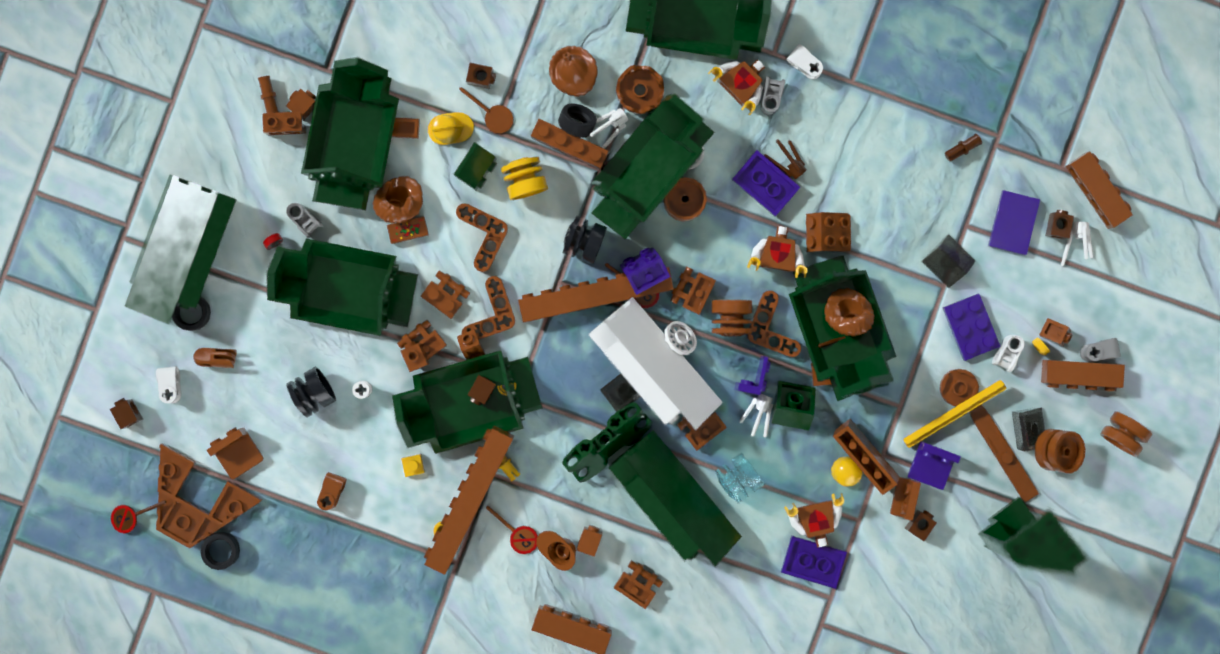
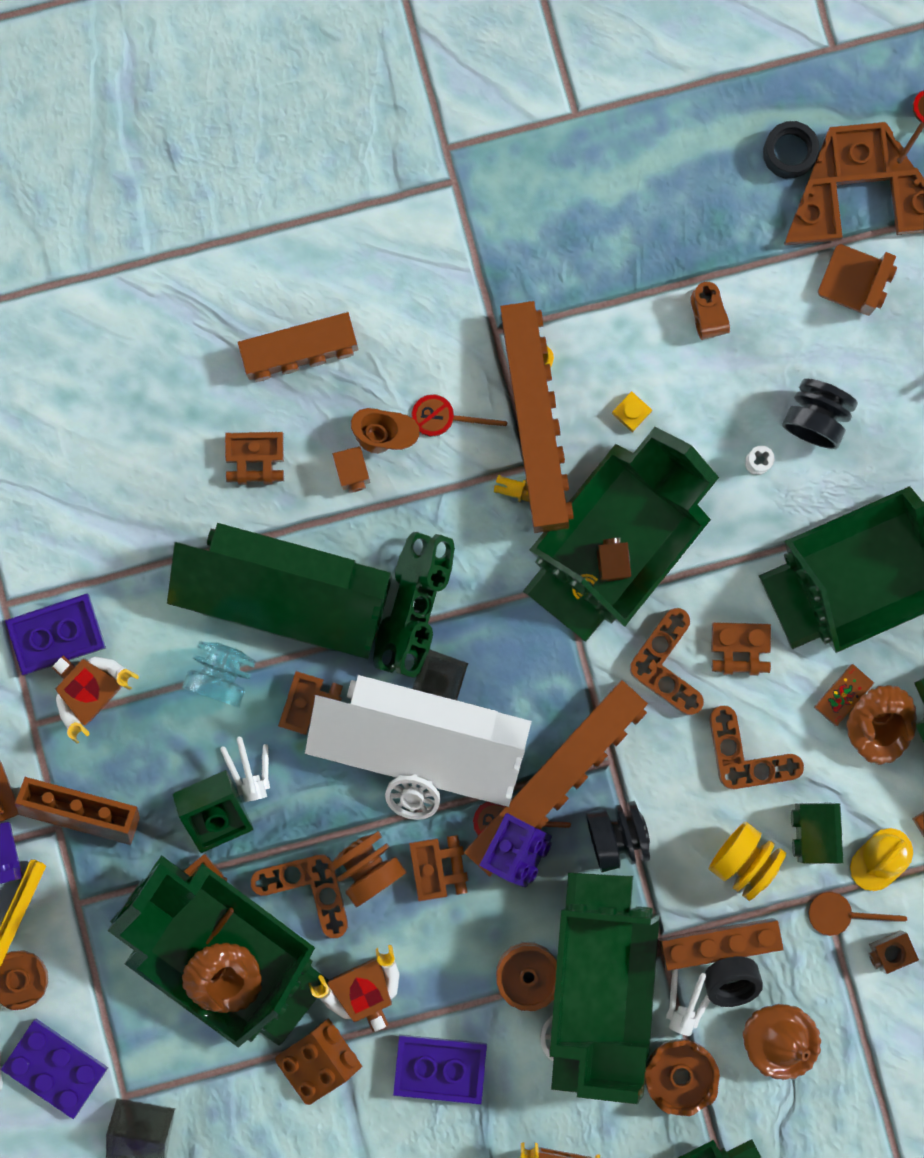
camera: 145 degrees right, 5 degrees down
(414, 356) = (725, 544): dark orange brick -> none
(431, 343) = (718, 562): dark orange plate -> none
(470, 345) = (666, 606): dark orange bracket -> none
(760, 383) = (272, 808): dark purple bracket -> none
(796, 167) = (416, 1118): reddish brown plant -> none
(846, 471) = (90, 774): yellow hair -> none

